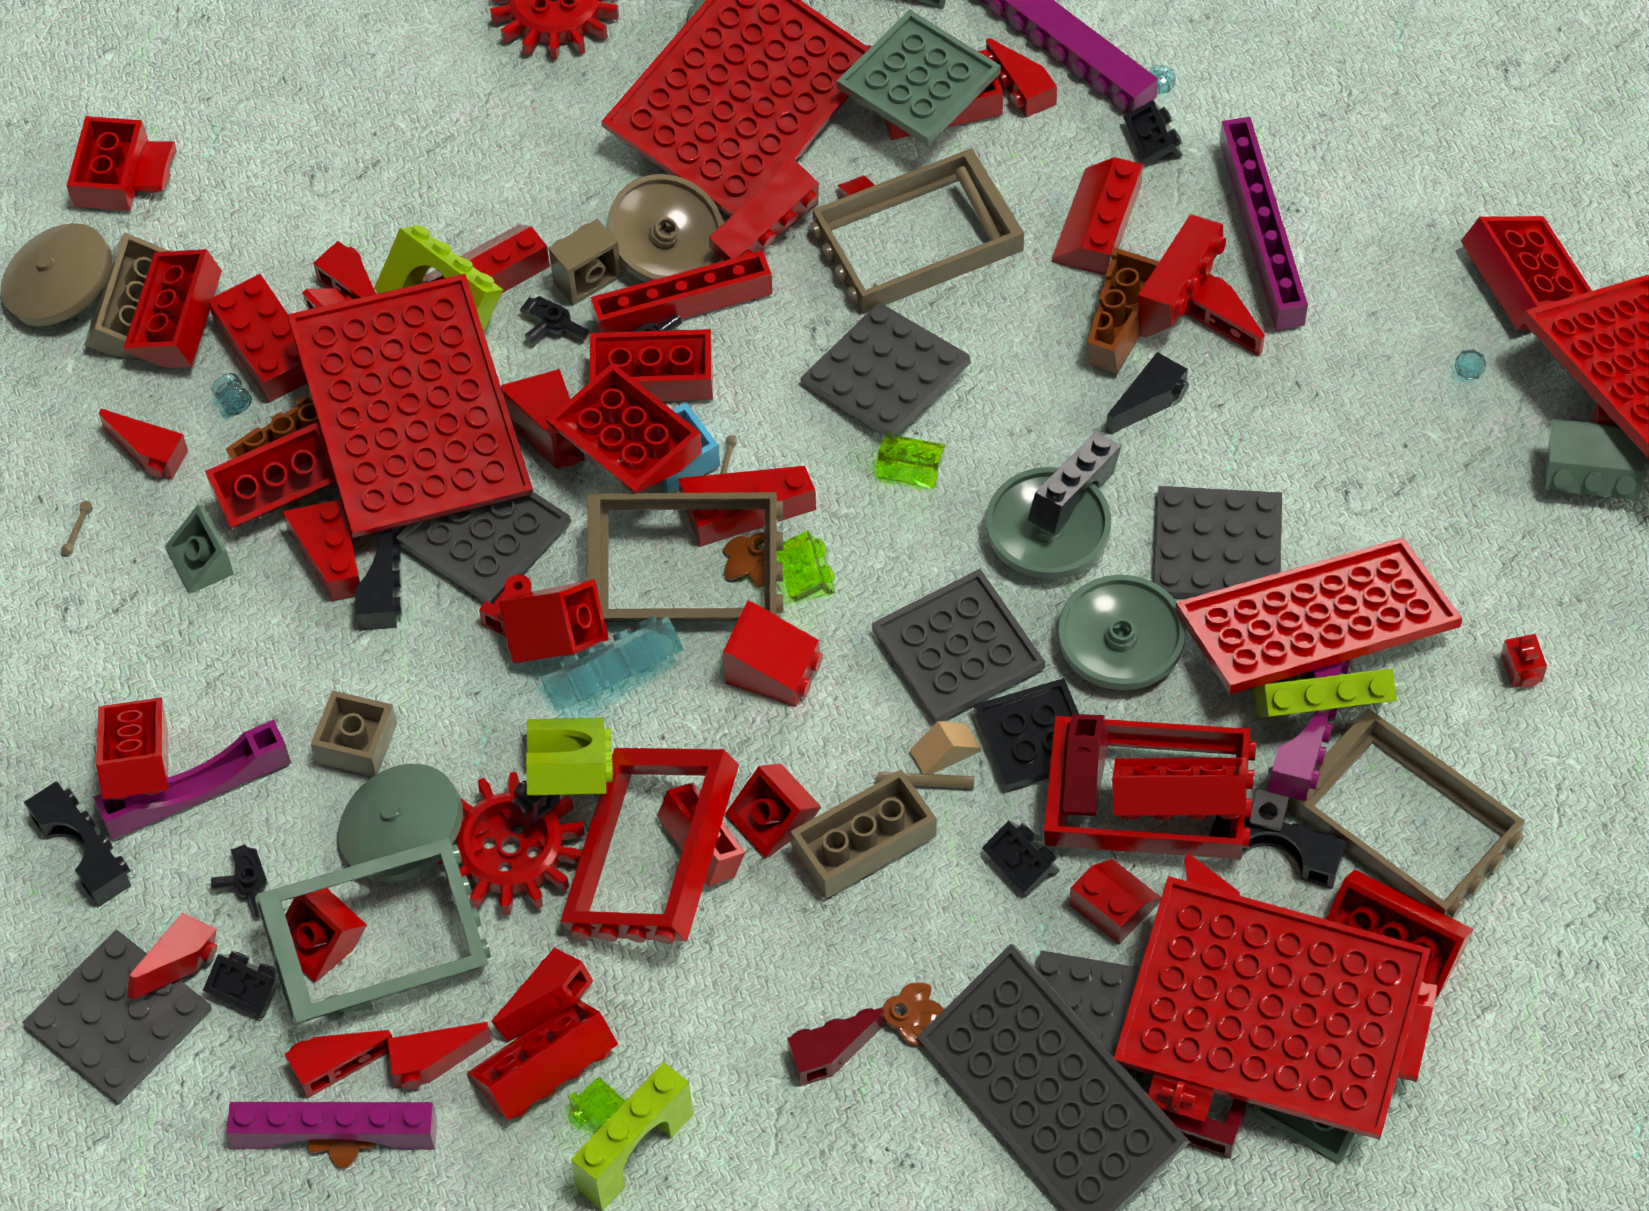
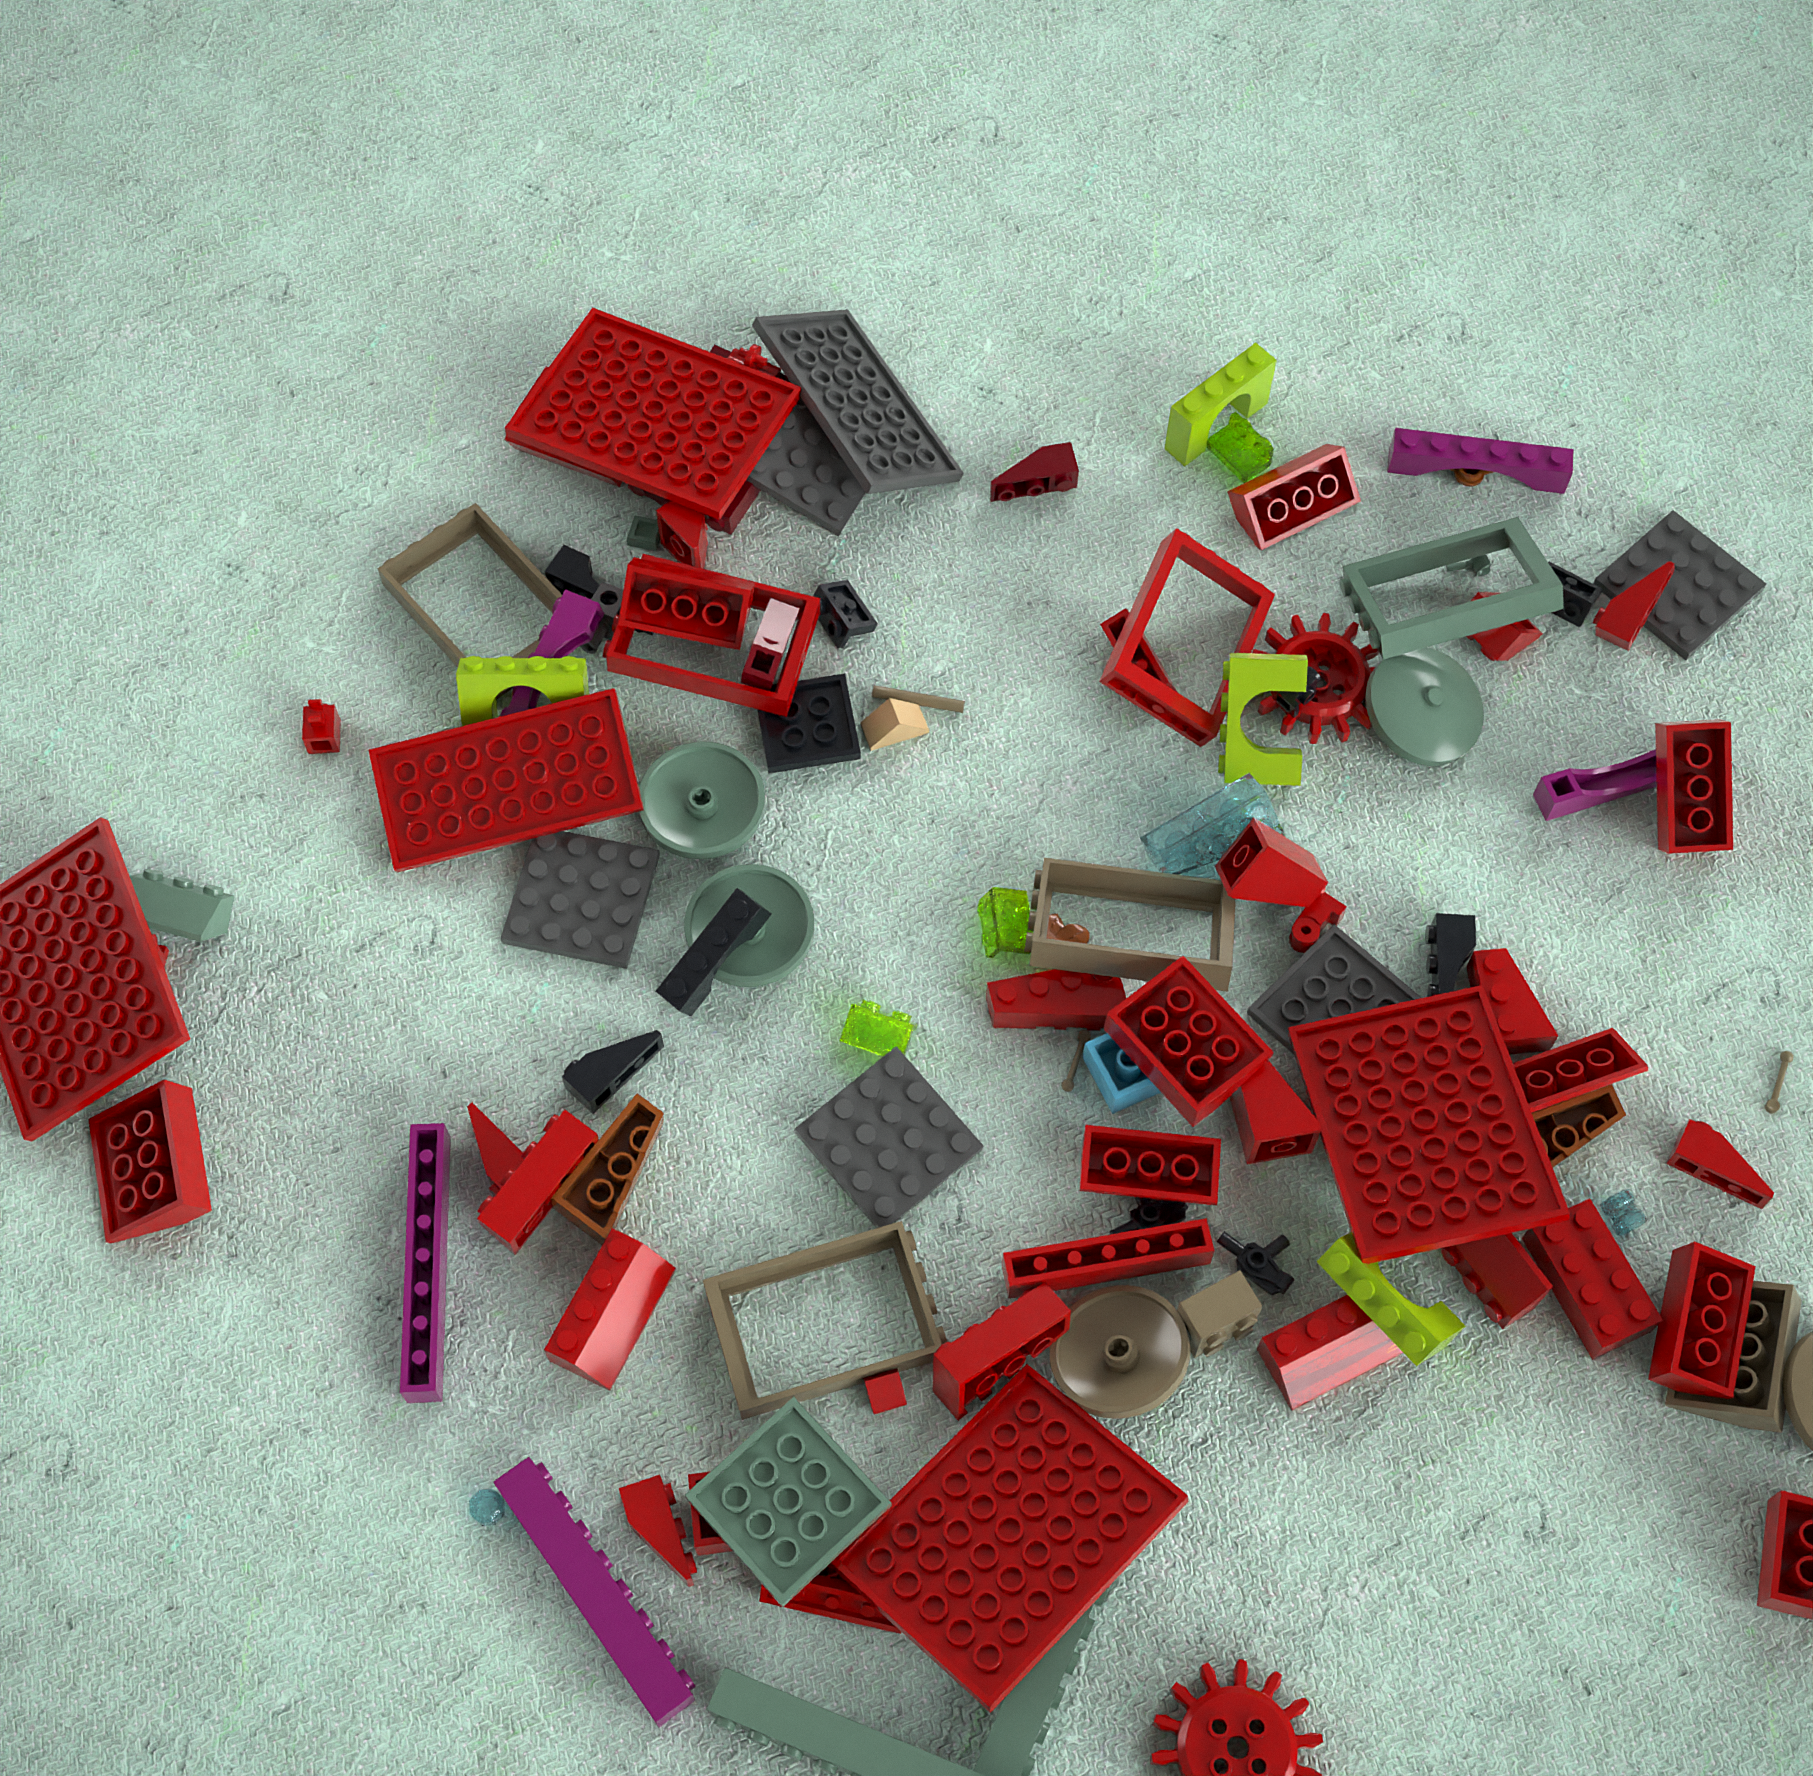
camera: 175 degrees left, 5 degrees up
(57, 816) = (1757, 764): black arch -> none
(153, 166) = (1746, 1556): red slope -> none
(199, 552) = (1641, 1023): sand green slope -> none
(248, 876) = (1568, 685): black piece -> none
(333, 1057) = (1475, 513): red slope -> none
(343, 269) = (1495, 1351): red slope -> none
(354, 733) = (1472, 797): dark tan brick -> none
(429, 1054) = (1396, 509): red slope -> none
(546, 992) = (1285, 543): red slope -> none
(770, 656) = (1053, 819): red slope -> none
(771, 808) = (1065, 682): red slope -> none
(863, 833) = (985, 639): dark tan brick -> none
(917, 1008) = (963, 497): dark orange plate -> none
(958, 646) = (865, 820): dark grey plate -> none
(977, 203) = (747, 1336): dark tan bar -> none
(1112, 899) = (767, 558): red slope -> none
(1152, 132) = (517, 1419): black bracket -> none
(1385, 911) = (521, 505): red slope -> none
(1470, 364) = (256, 1059): clear light blue tile -> none

